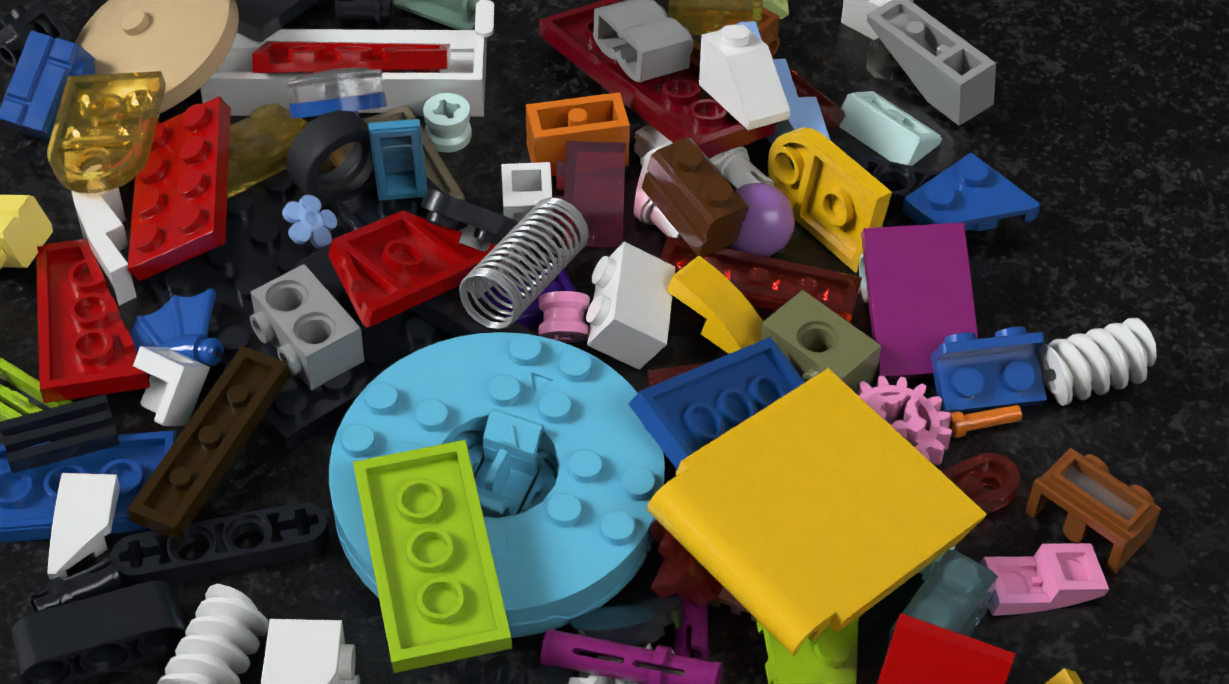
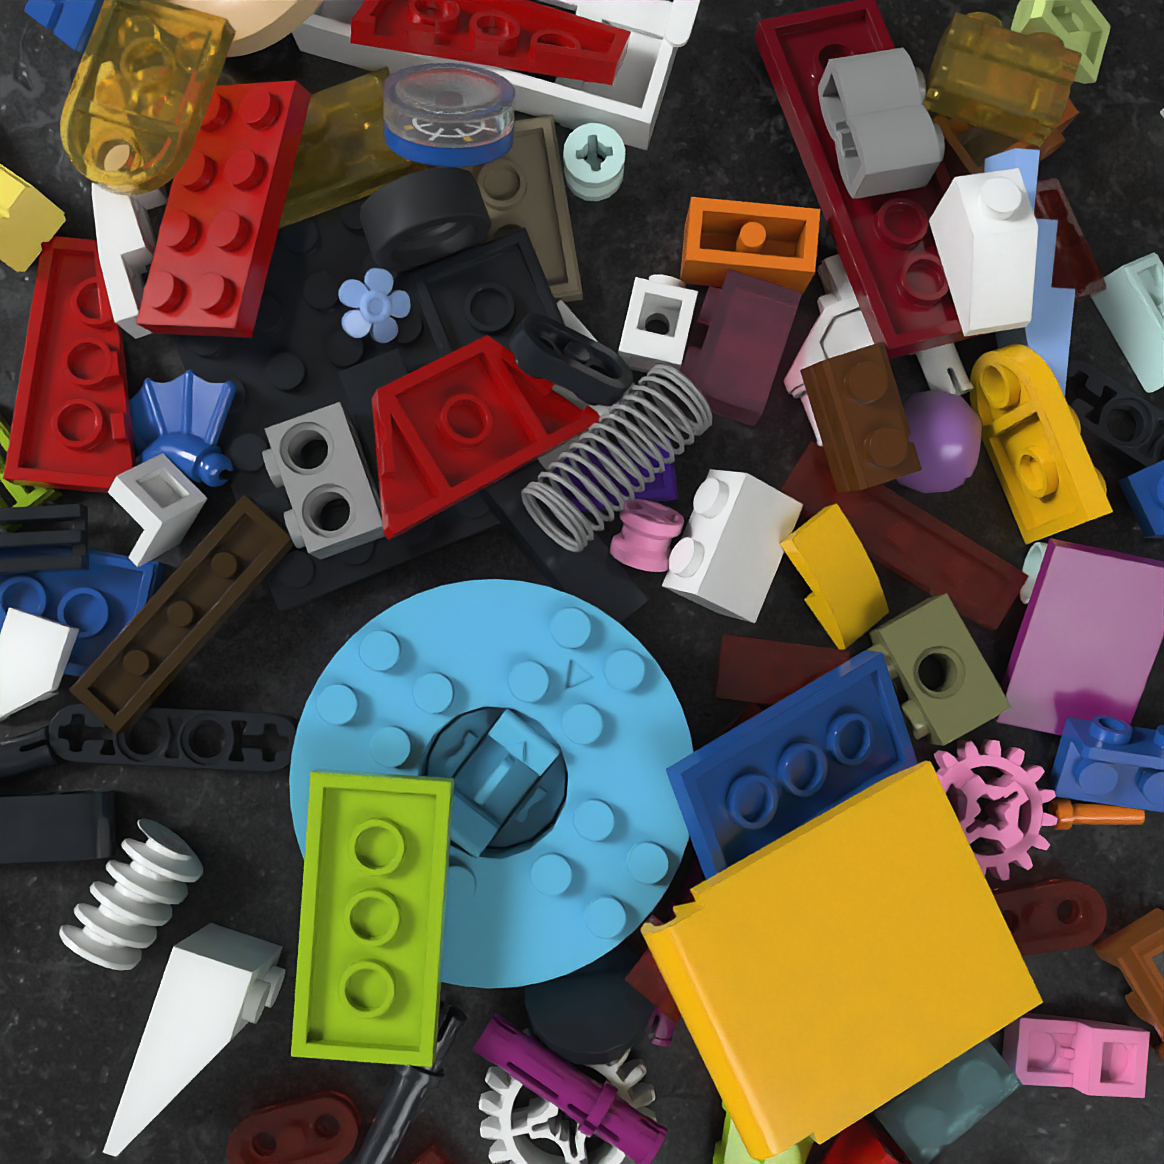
camera: 15 degrees right, 35 degrees up
(401, 168) = (497, 265): dark azure slope -> none

